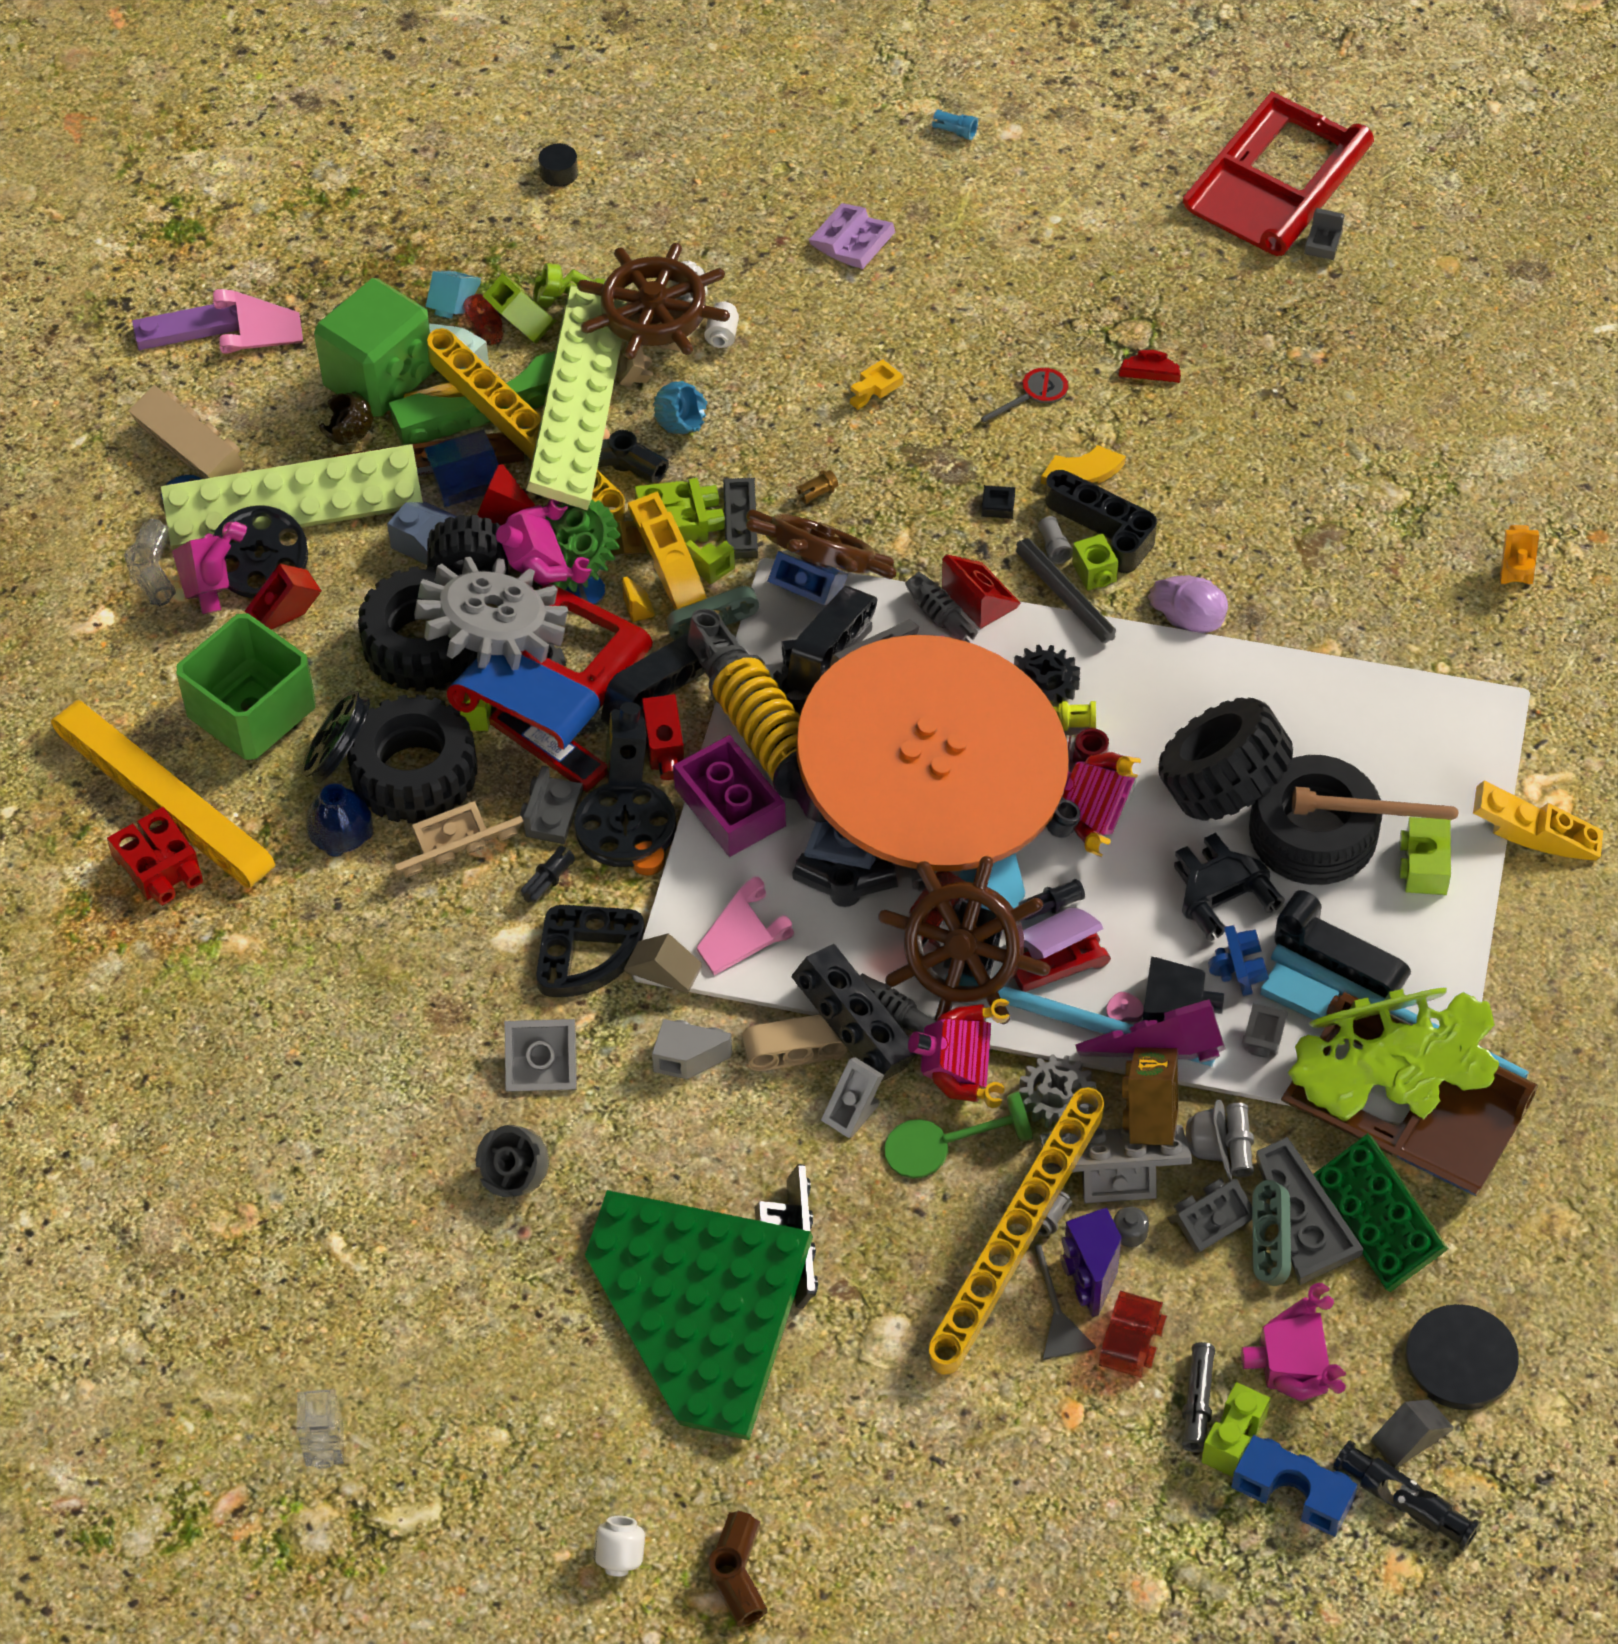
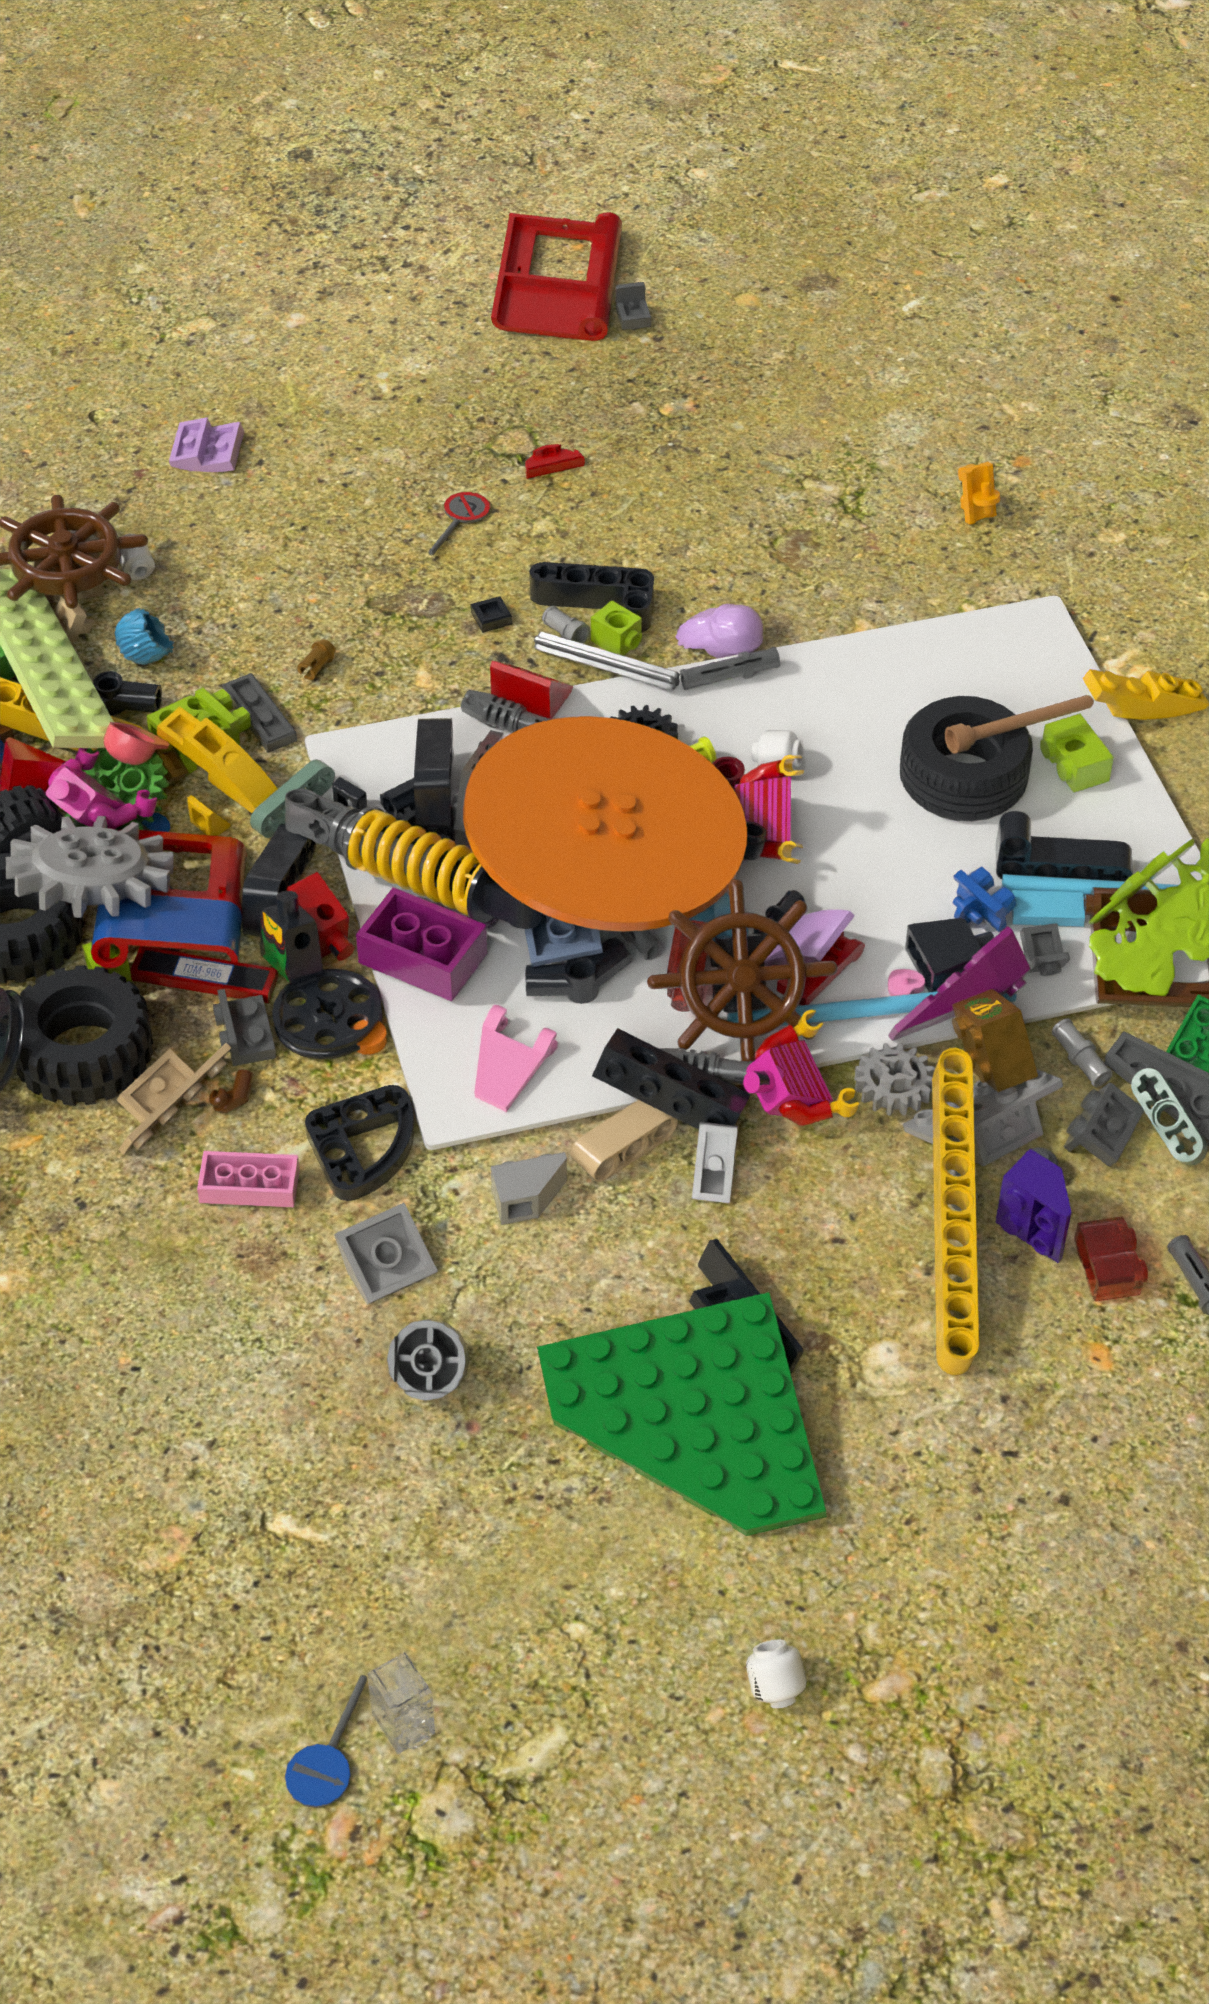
camera: 30 degrees left, 5 degrees down
(241, 1450) = (321, 1772): none -> blue piece
(339, 820) = (36, 1122): clear blue piece -> none
(473, 942) = (248, 1179): none -> bright pink piece
(509, 865) = (226, 1101): none -> reddish brown arm
(547, 875) = (281, 1089): black axle -> none
(600, 512) = (131, 744): none -> coral cap
(664, 962) = (452, 1117): dark tan slope -> none
(712, 561) = (266, 753): lime panel -> none
(737, 1587) = (887, 1626): reddish brown piece -> none
(755, 635) = (349, 794): none -> black tile
(812, 554) = (368, 695): reddish brown brick -> none
(877, 380) = (313, 552): yellow plate -> none
(921, 1147) = (803, 1184): bright green piece -> none
(962, 125) = (249, 326): dark azure pin -> none
(1064, 1335) = (1044, 1290): dark grey piece -> none
(1094, 466) = (559, 550): yellow tile -> none
(1149, 740) = (775, 745): none -> white head
(1207, 646) = (743, 664): none -> dark grey pin
(1207, 1135) = (1062, 1059): light grey piece -> none
(1220, 880) = (911, 838): black connector -> none
(1225, 759) = (865, 732): black tyre -> none

